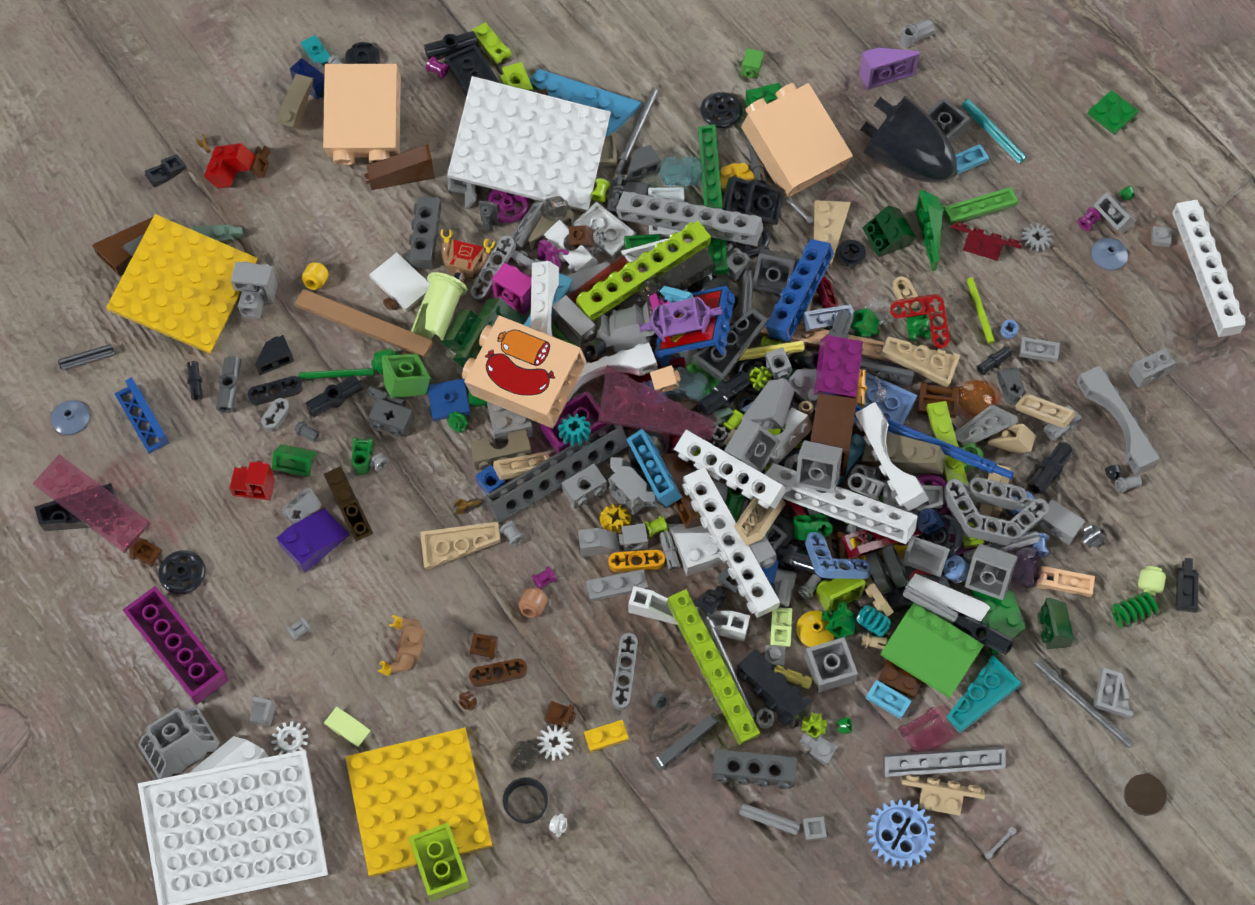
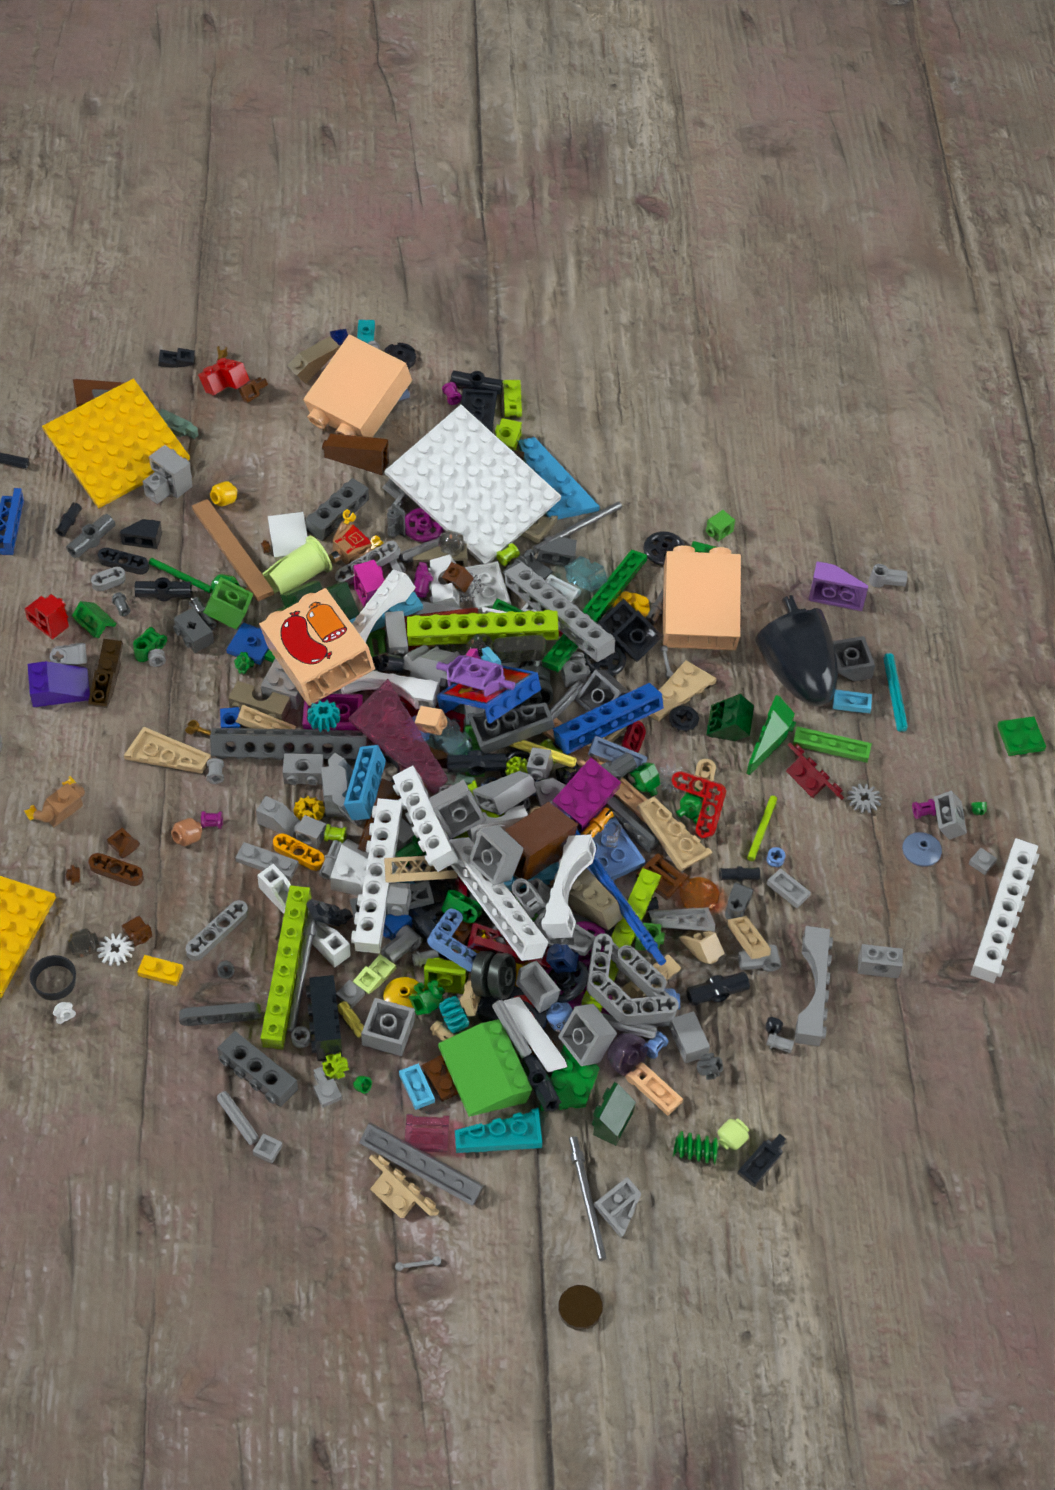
camera: 30 degrees right, 10 degrees down
(883, 824) = (344, 1214): light blue gear -> none

